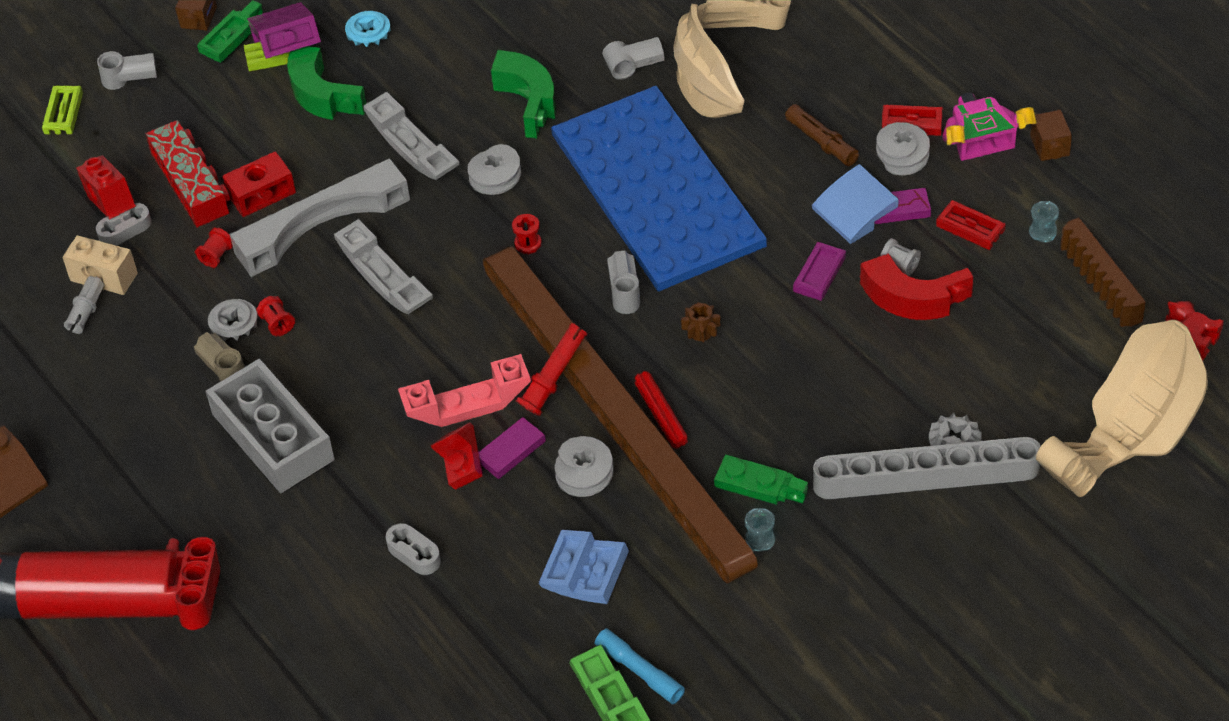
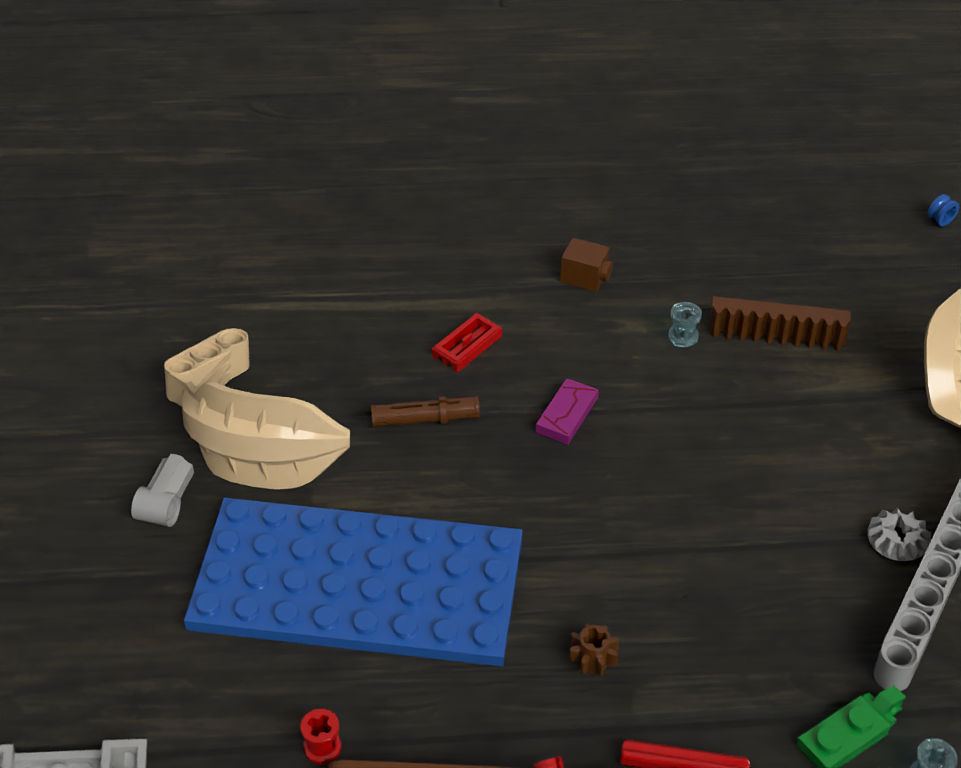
camera: 60 degrees left, 5 degrees down
(495, 170) = (195, 711): light grey piece -> none
(530, 79) = (105, 598): green arch -> none
(624, 282) = (476, 685): light grey piece -> none
(819, 271) = (598, 515): magenta tile -> none
(854, 204) = (540, 438): medium blue slope -> none
(903, 148) = (503, 365): light grey piece -> none
(904, 258) = (640, 443): light grey bush -> none
(910, 296) = (688, 469): red arch -> none
(968, 227) = (638, 380): red tile -> none
(984, 126) = (533, 297): torso -> none
(1202, 329) = (891, 306): red animal -> none

